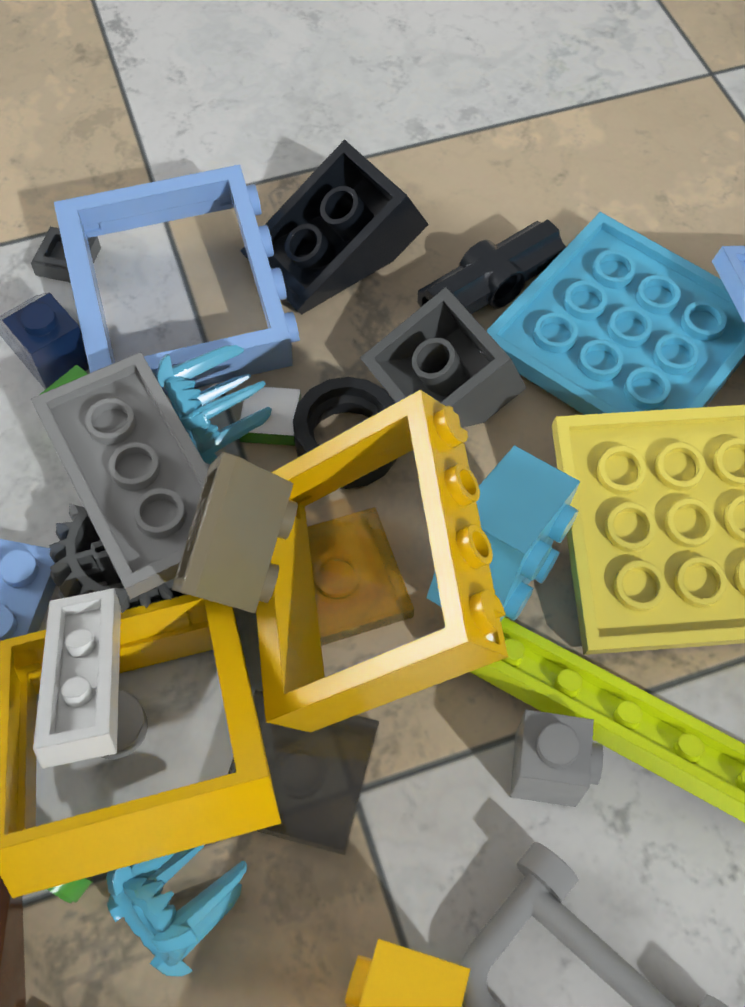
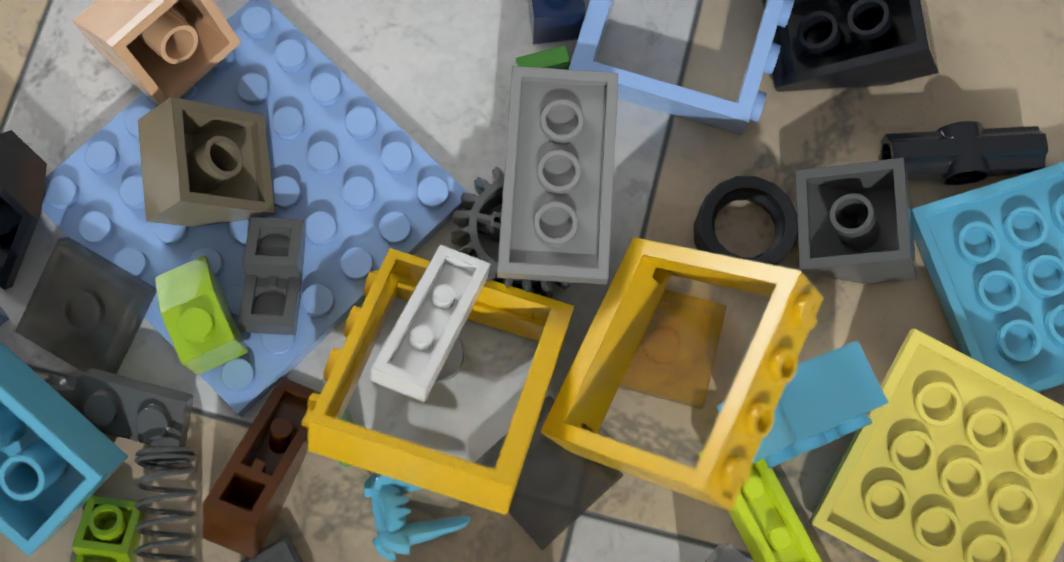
camera: 30 degrees right, 15 degrees up
(195, 406) = (634, 155): medium azure piece -> none
(236, 534) = (593, 289): dark tan slope -> none
(279, 426) = (694, 172): white tile -> none

